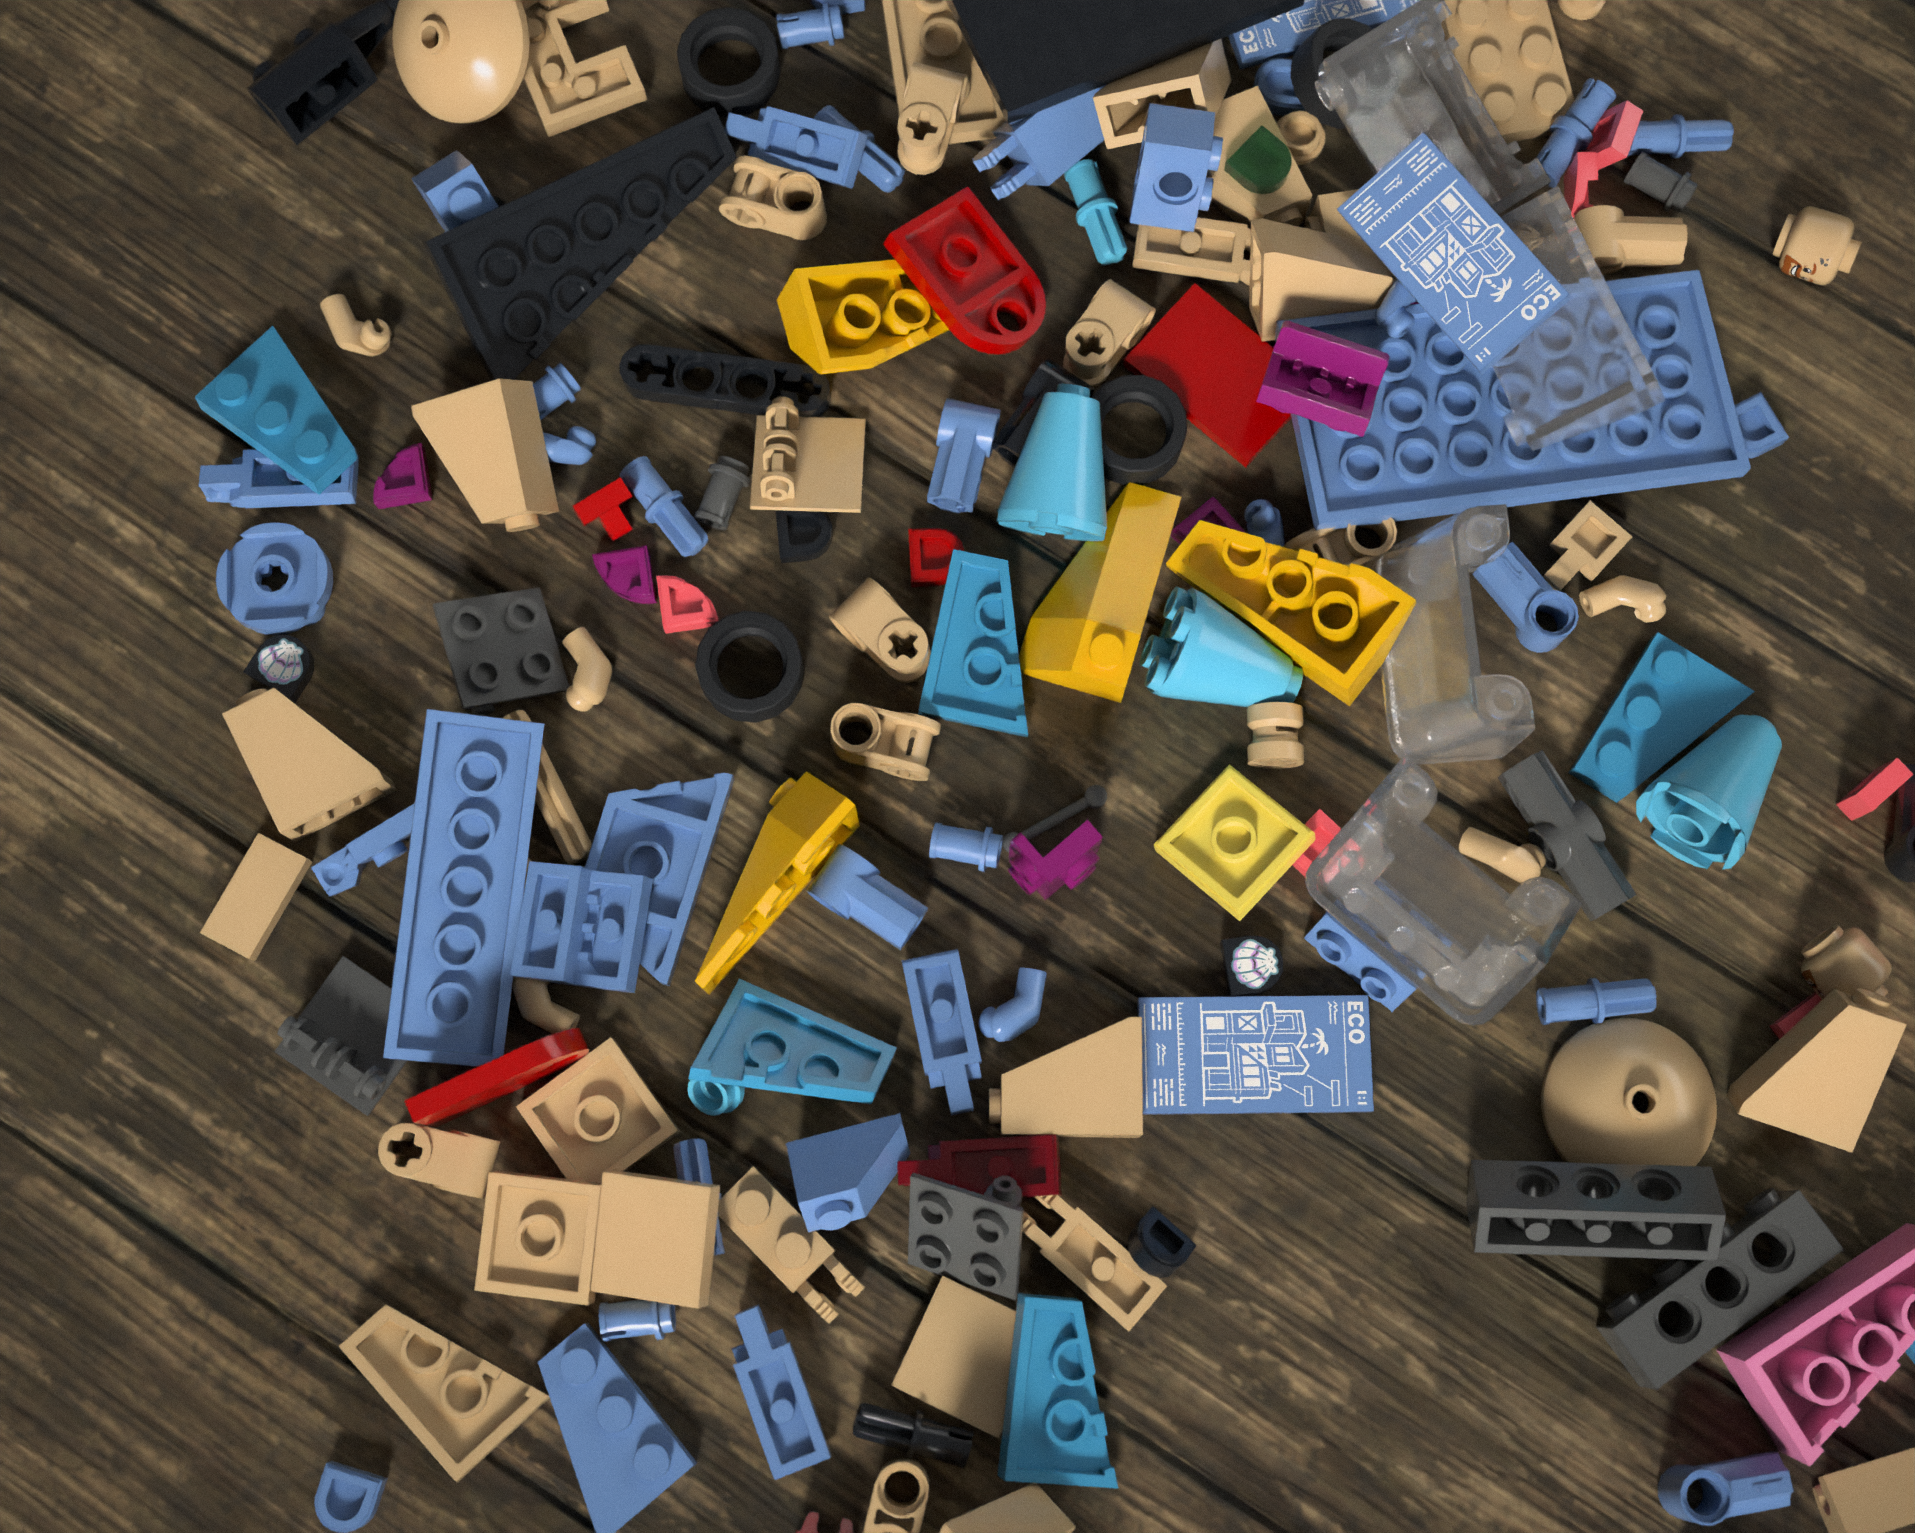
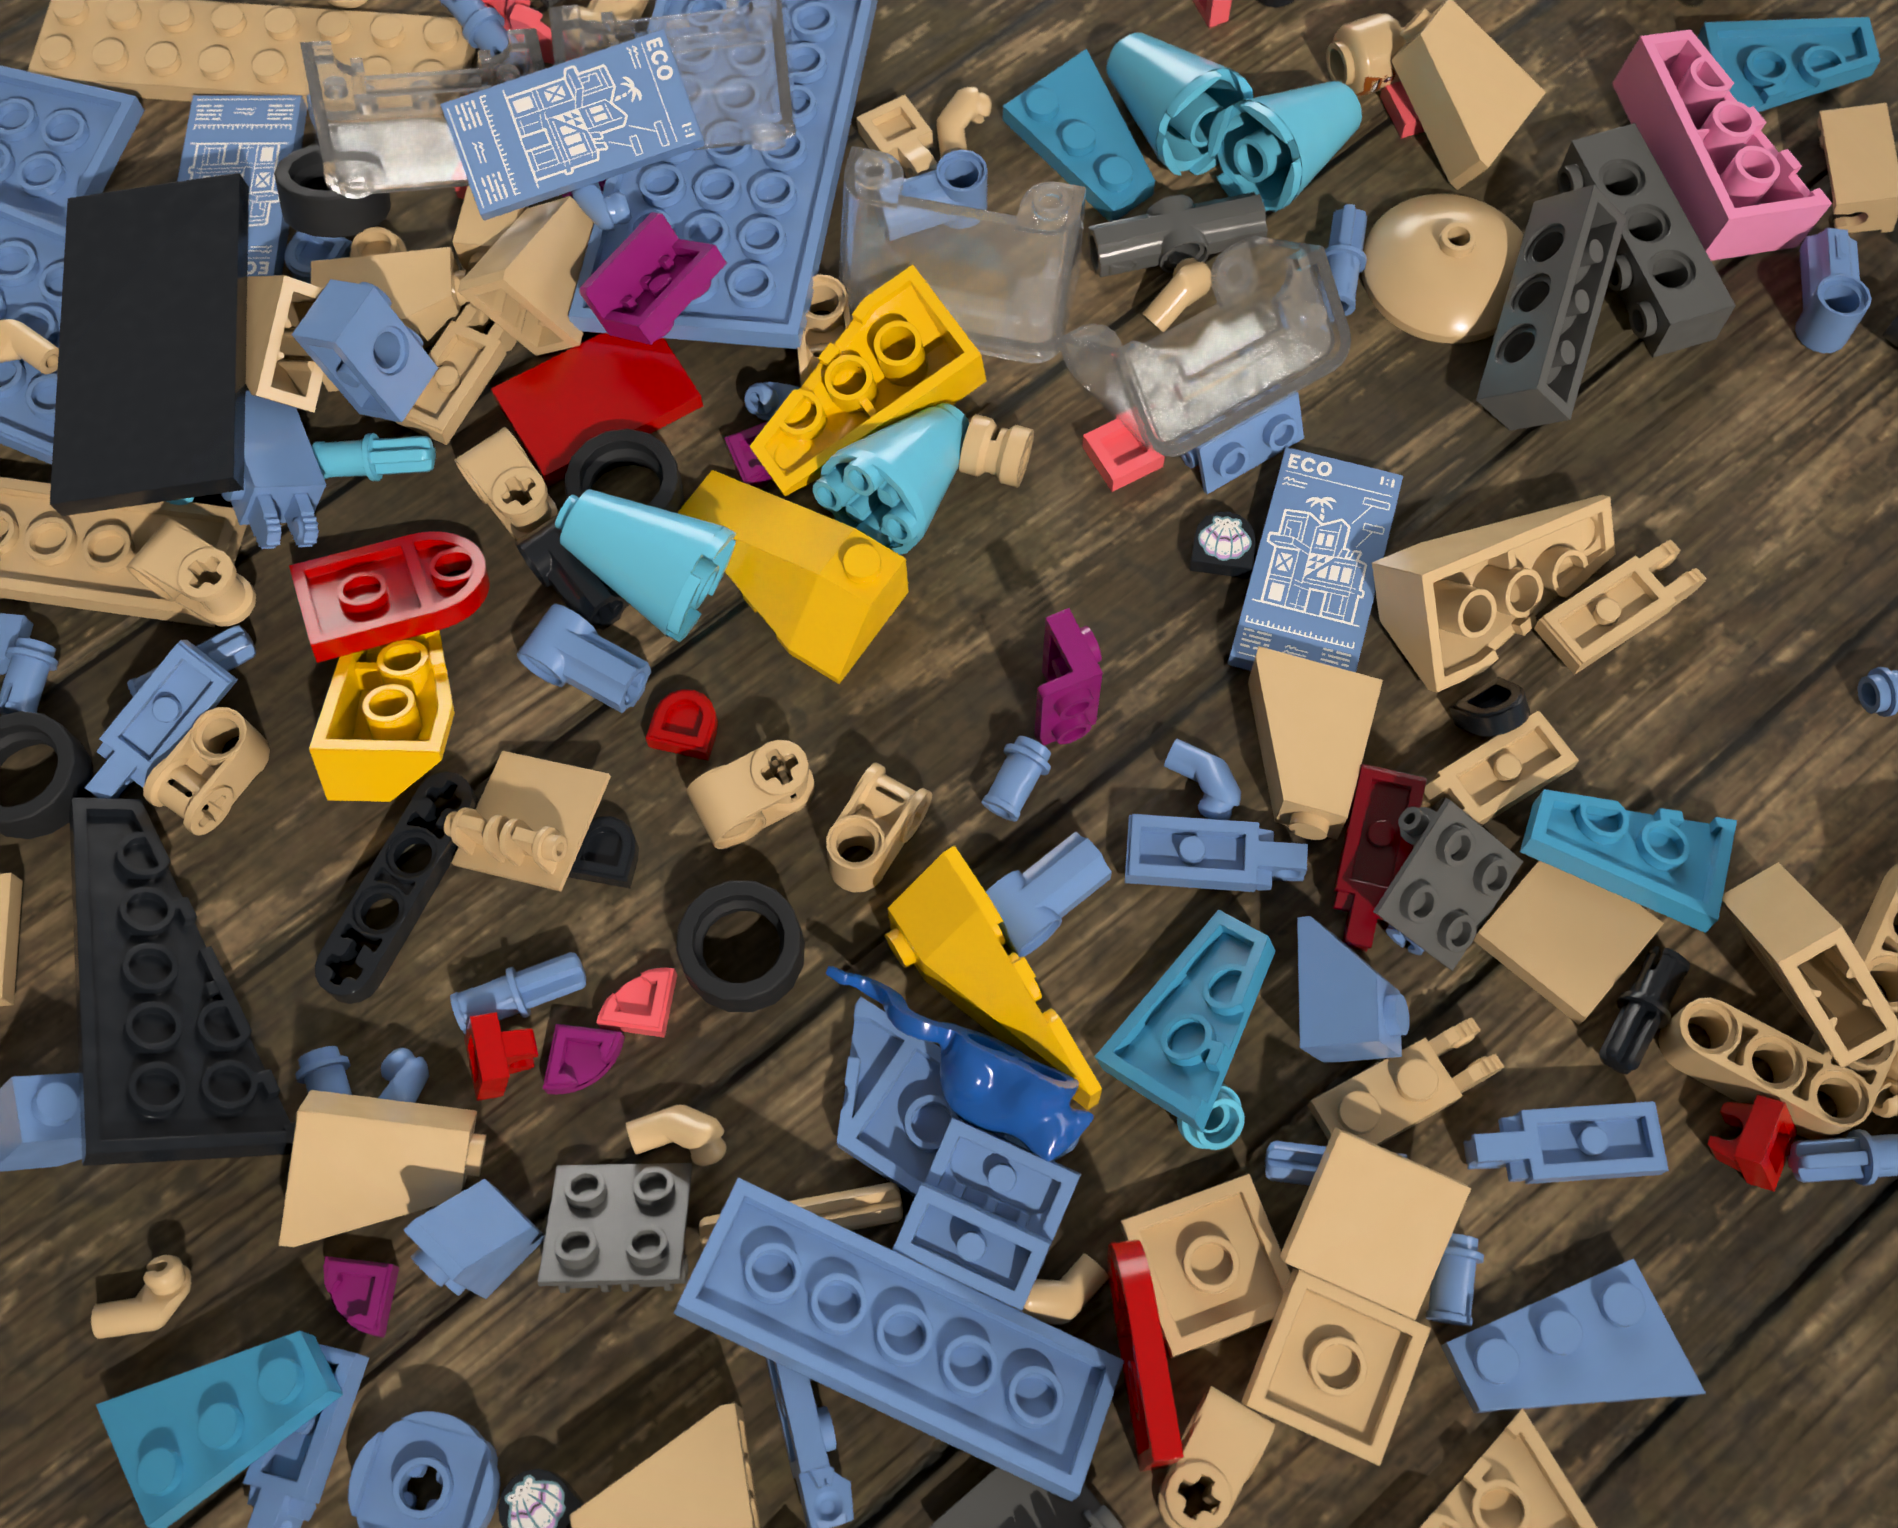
camera: 70 degrees left, 10 degrees down
(453, 545) = (473, 1240): none -> medium blue slope
(688, 891) = (988, 1078): none -> blue animal
(722, 492) = (526, 922): dark grey pin -> none
(975, 649) = (825, 709): dark azure wing -> none
(1094, 798) = (1002, 644): dark grey hinge -> none
(1234, 842) = (1094, 520): light yellow tile -> none
(1260, 163) = (399, 274): clear green tile -> none
(1273, 1200) = (1474, 589): none -> tan wedge
(1298, 1338) = (1615, 608): none -> tan hinge
(1706, 911) = (1282, 140): none -> medium azure cone

